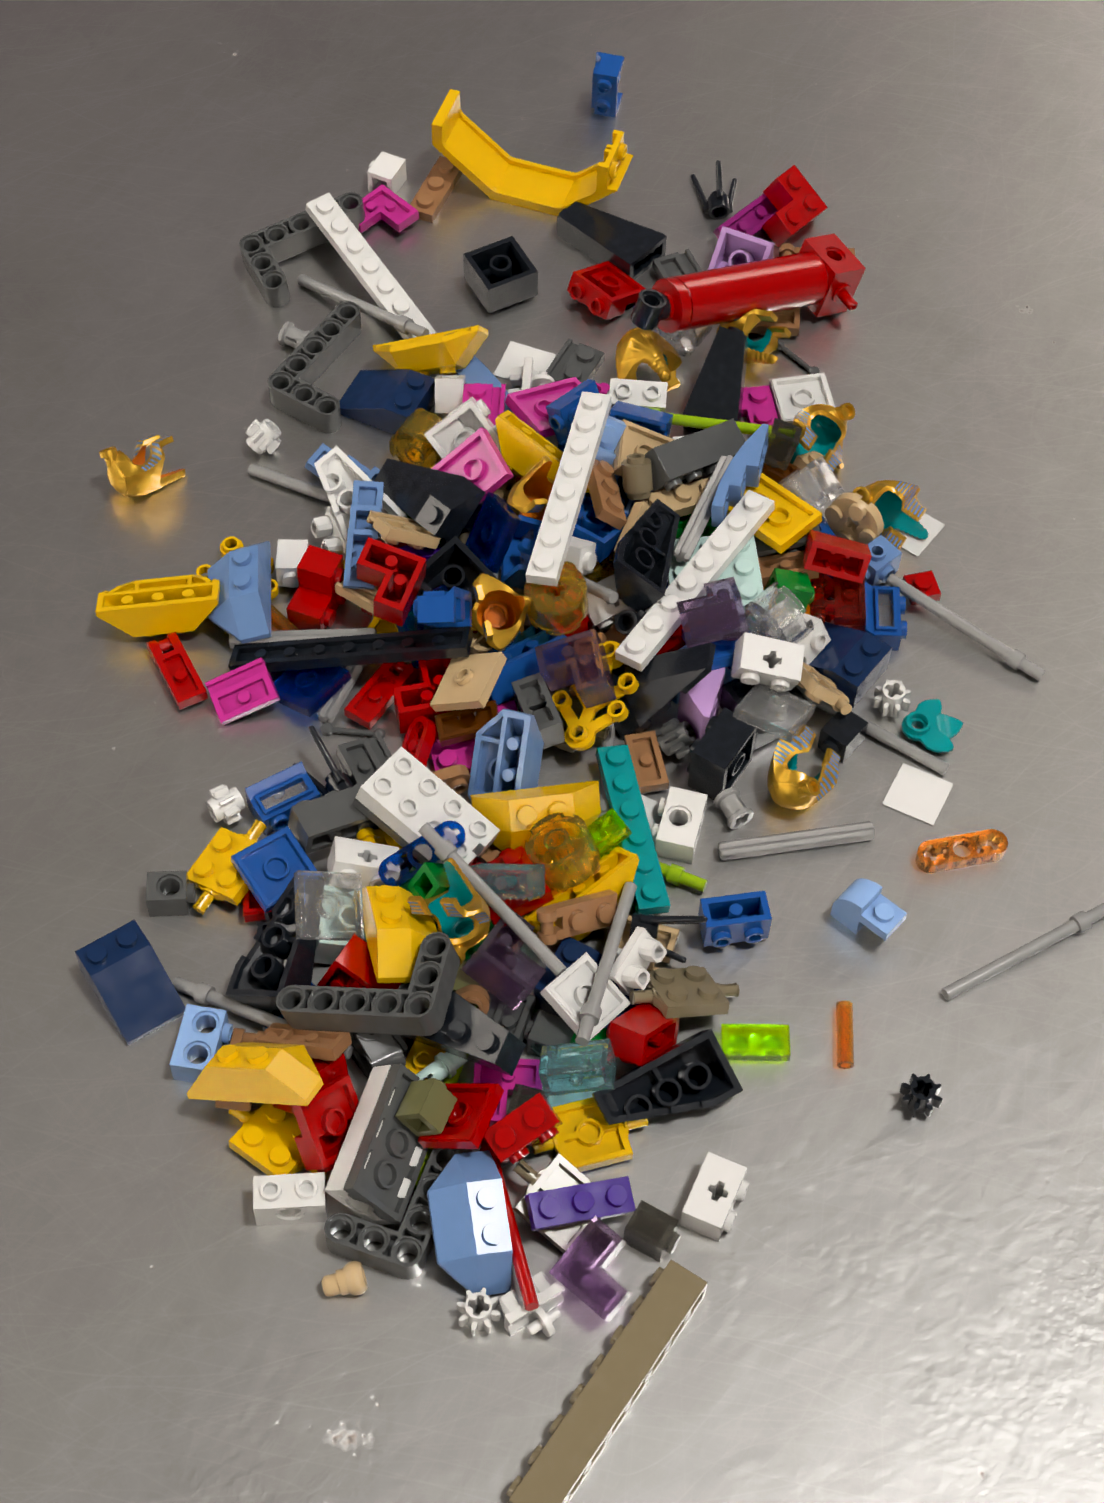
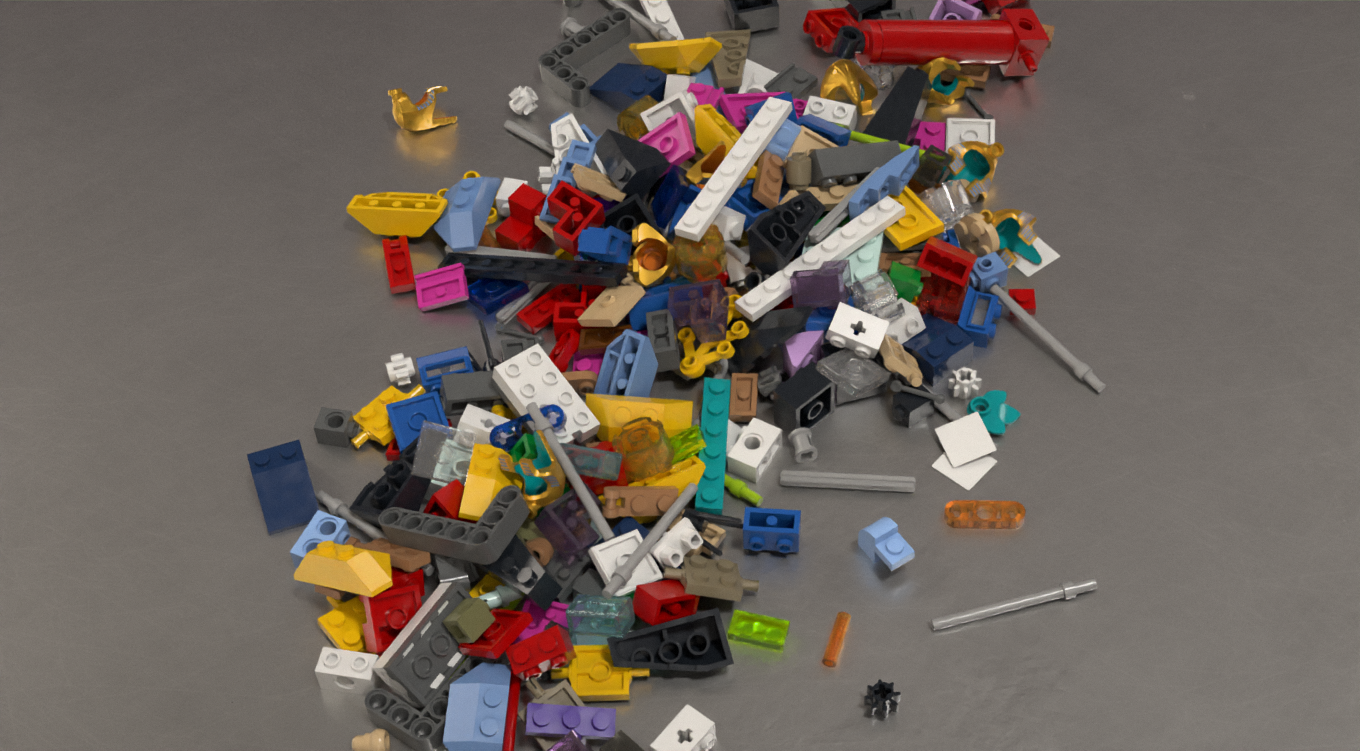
camera: 20 degrees right, 5 degrees down
(499, 349) = (731, 59): none -> dark tan wing
(796, 789) = (852, 431): pearl gold piece -> none
(823, 718) = (896, 386): none -> dark grey hinge
(913, 765) = (965, 439): none -> white sticker

